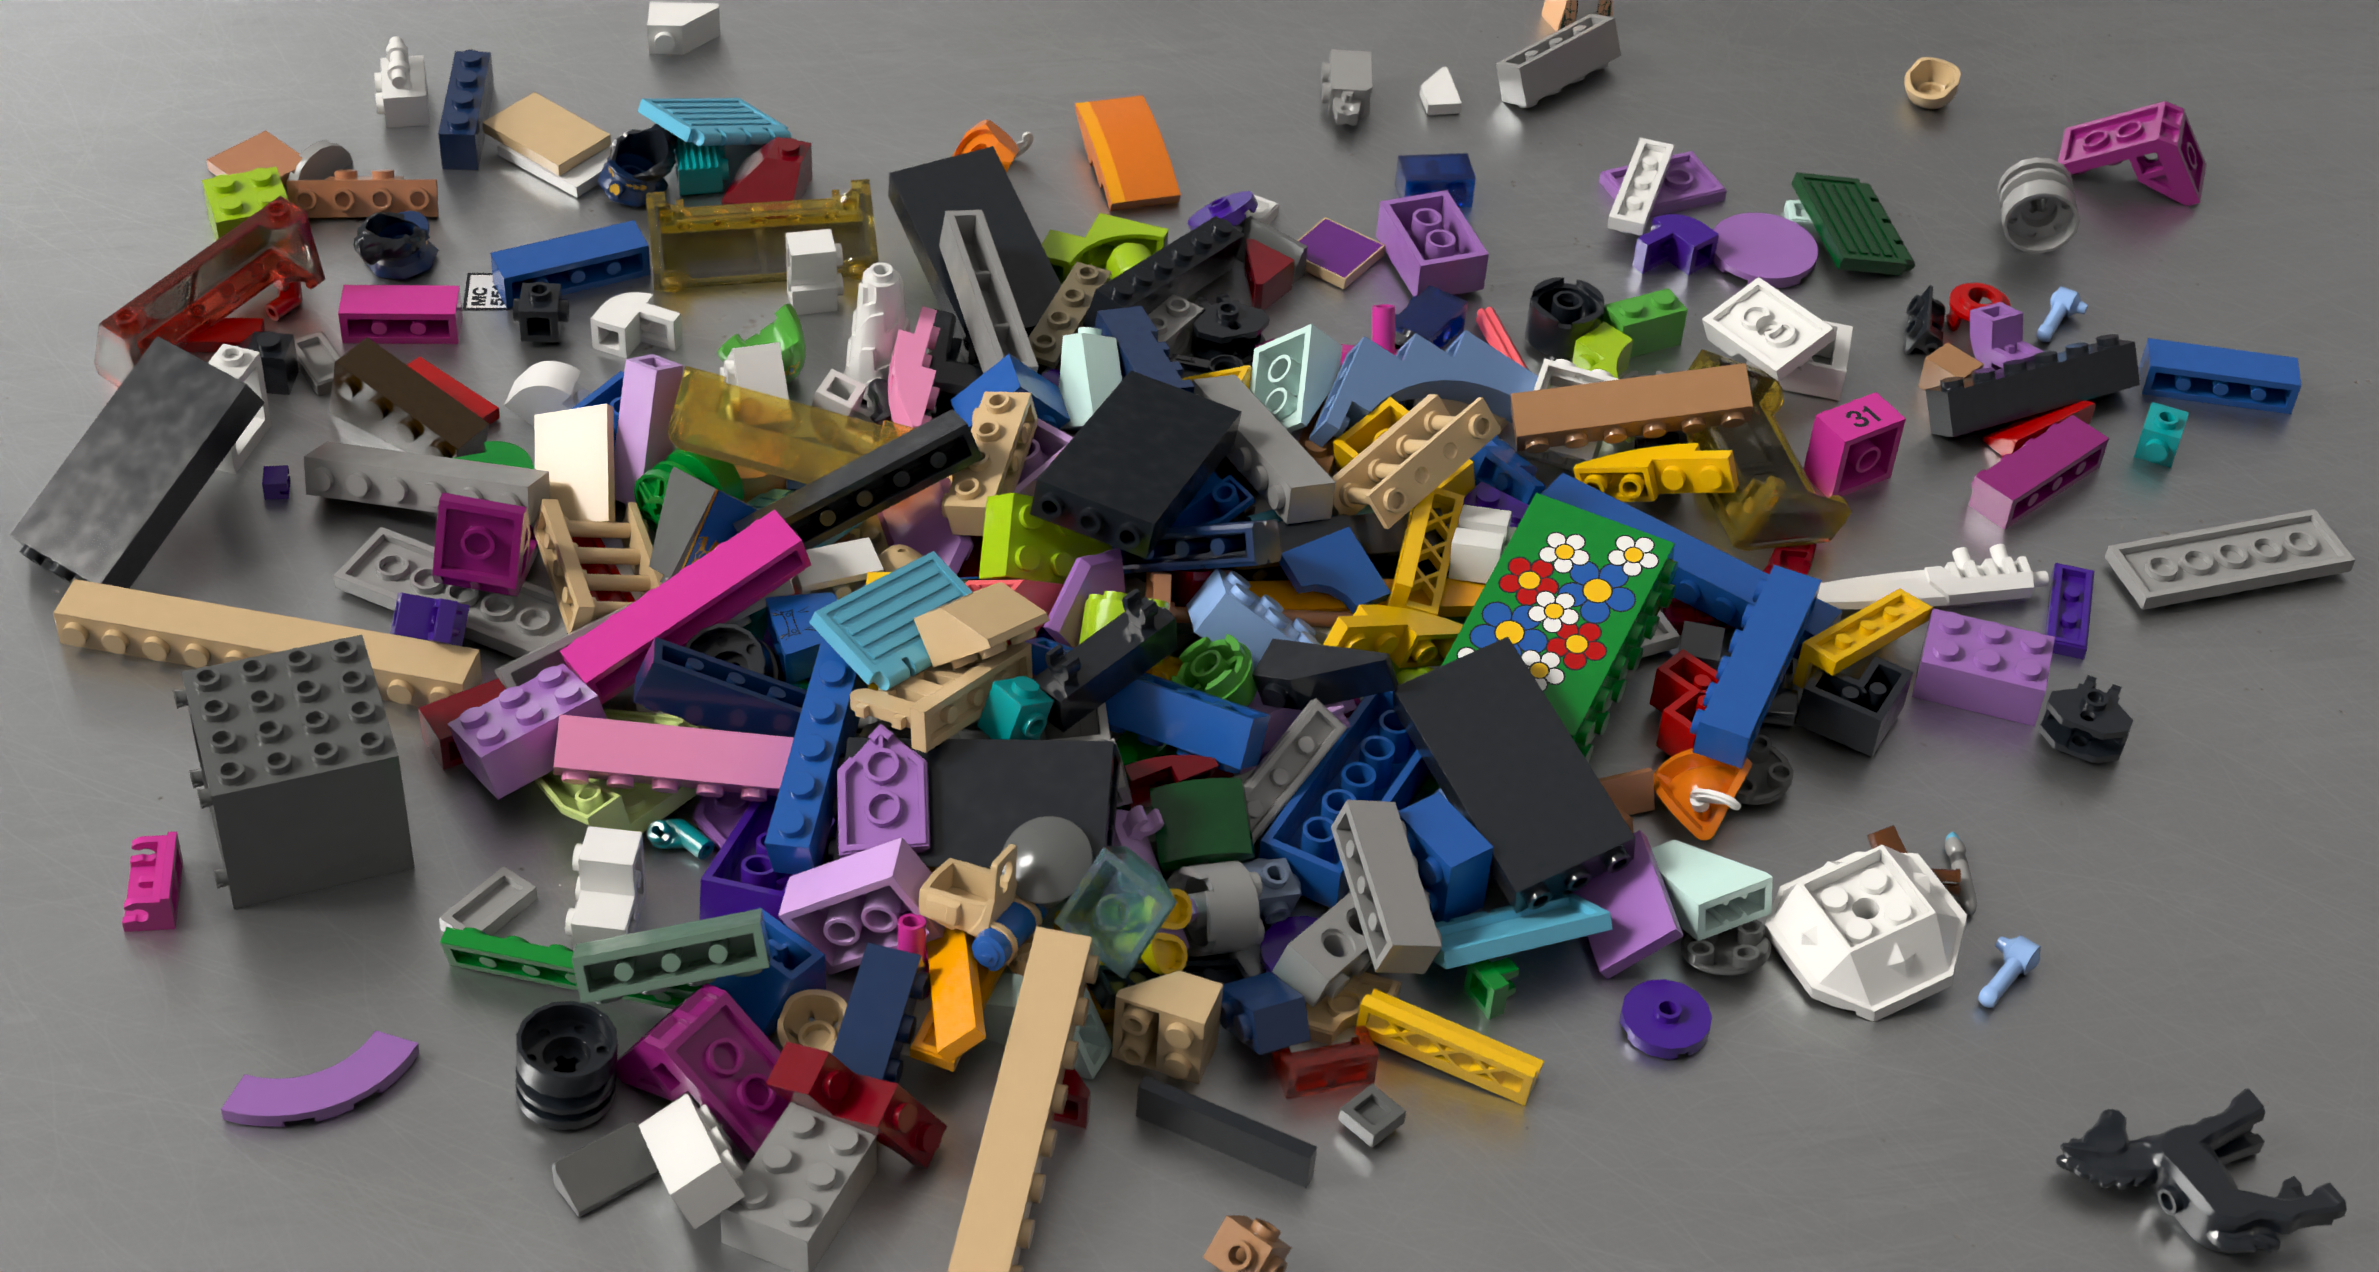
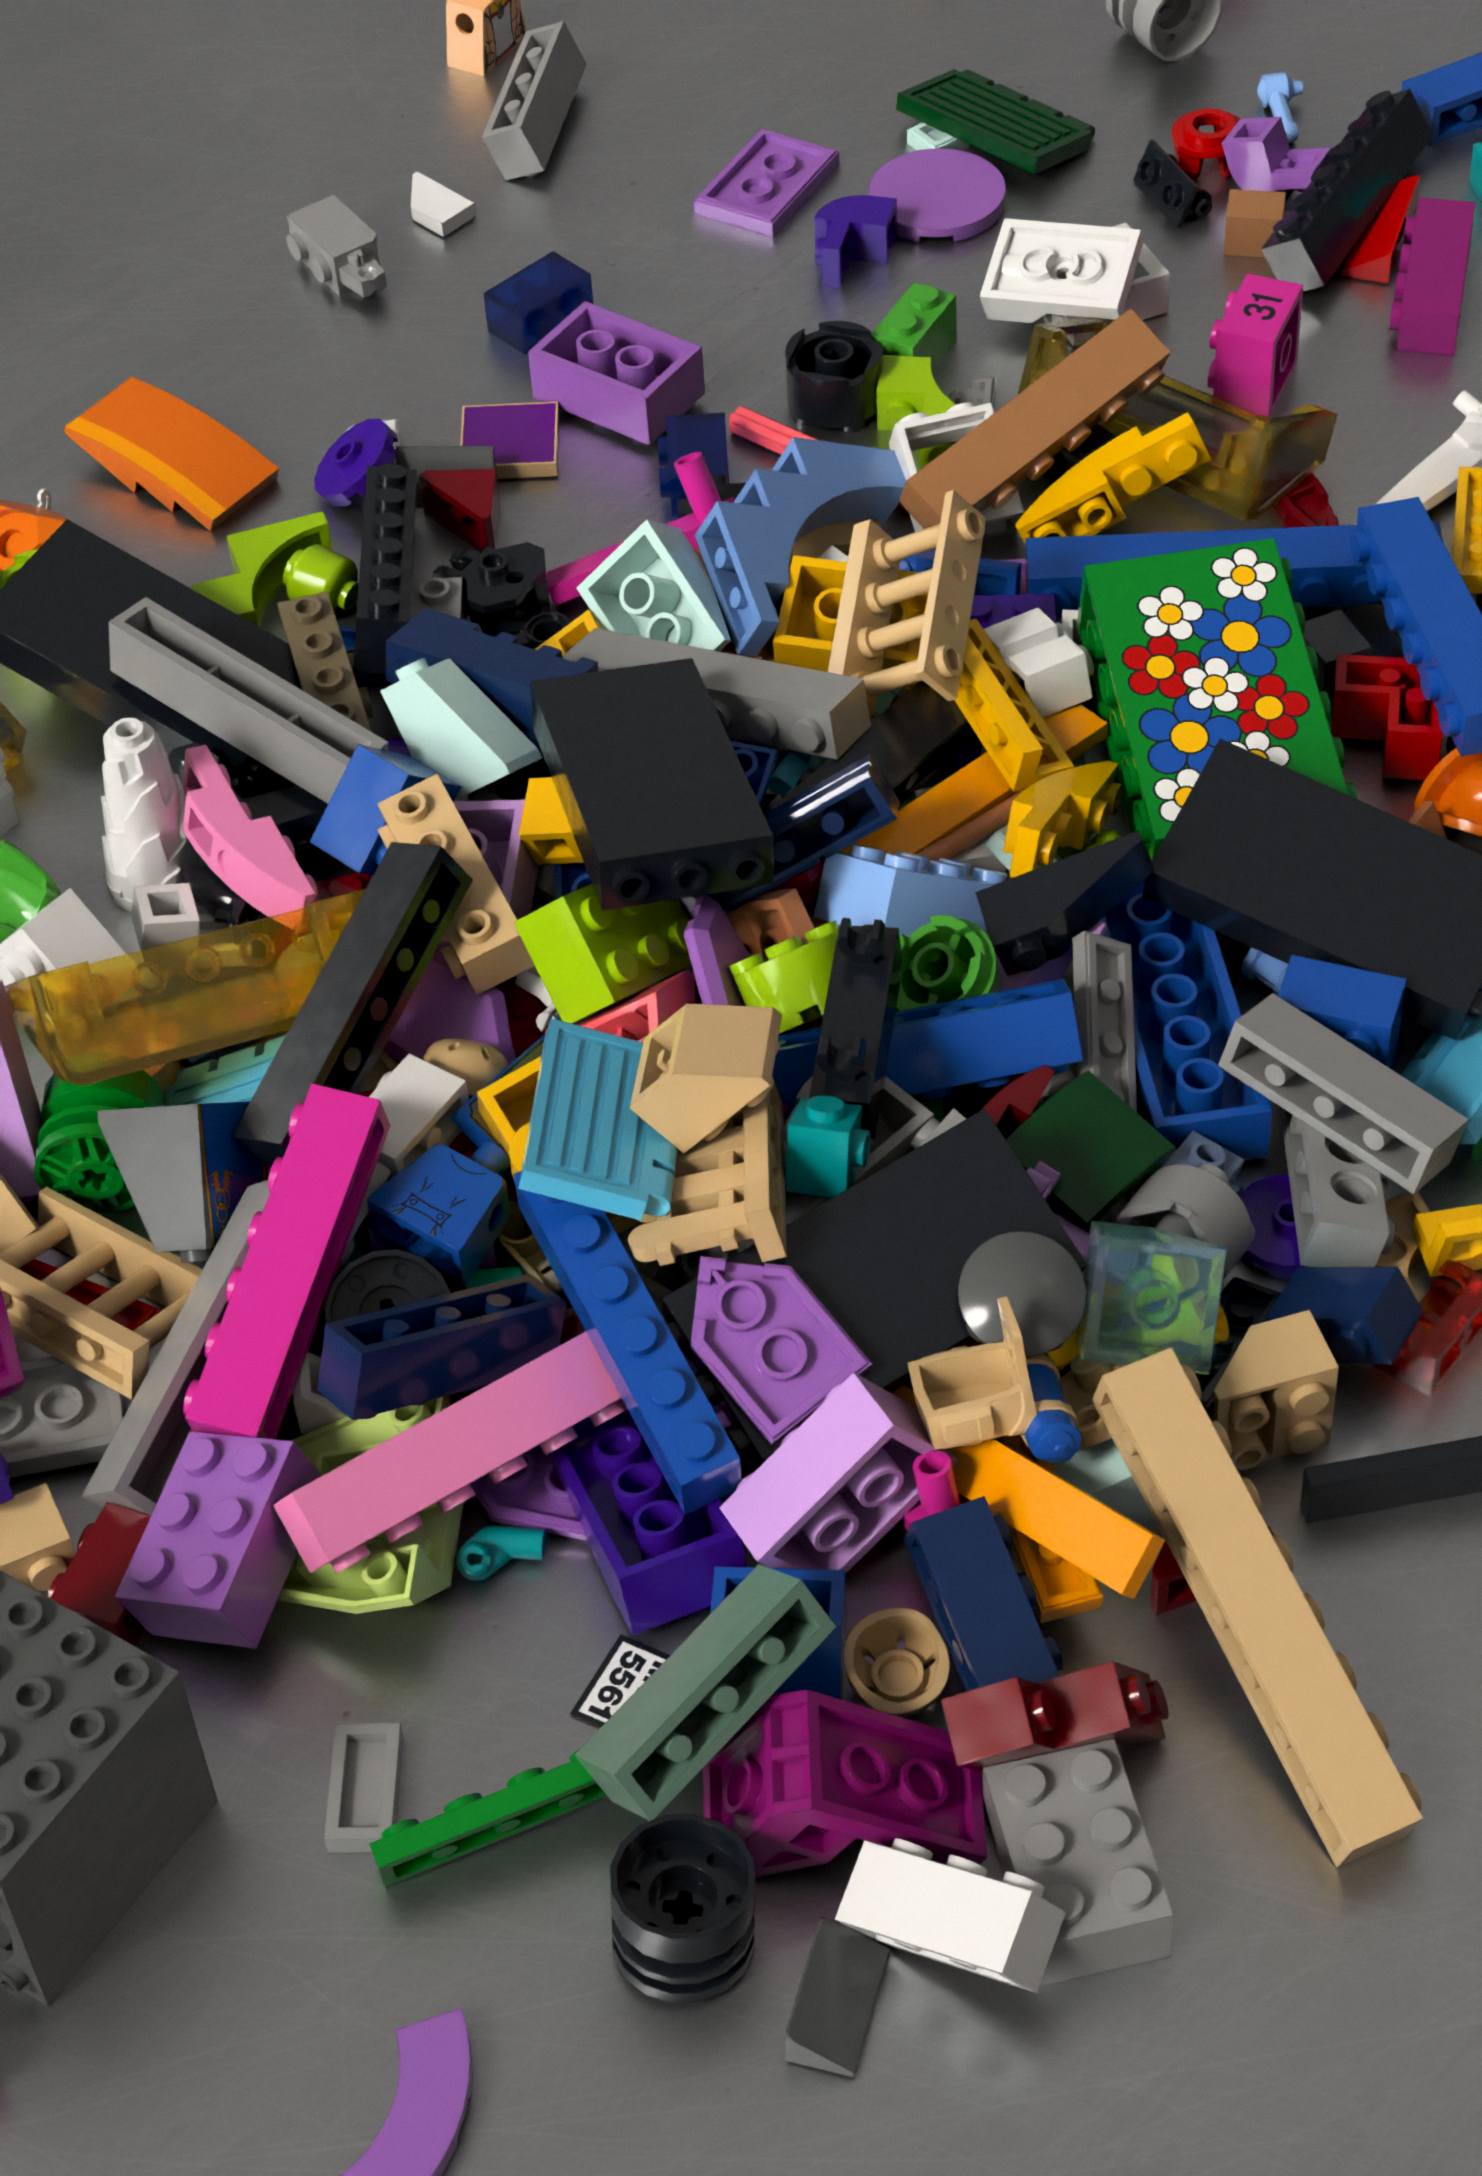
camera: 30 degrees left, 5 degrees up
(608, 885) = (505, 1672): white brick -> none
(1337, 568) = (938, 778): blue tile -> none
(1640, 186) = (762, 192): white plate -> none

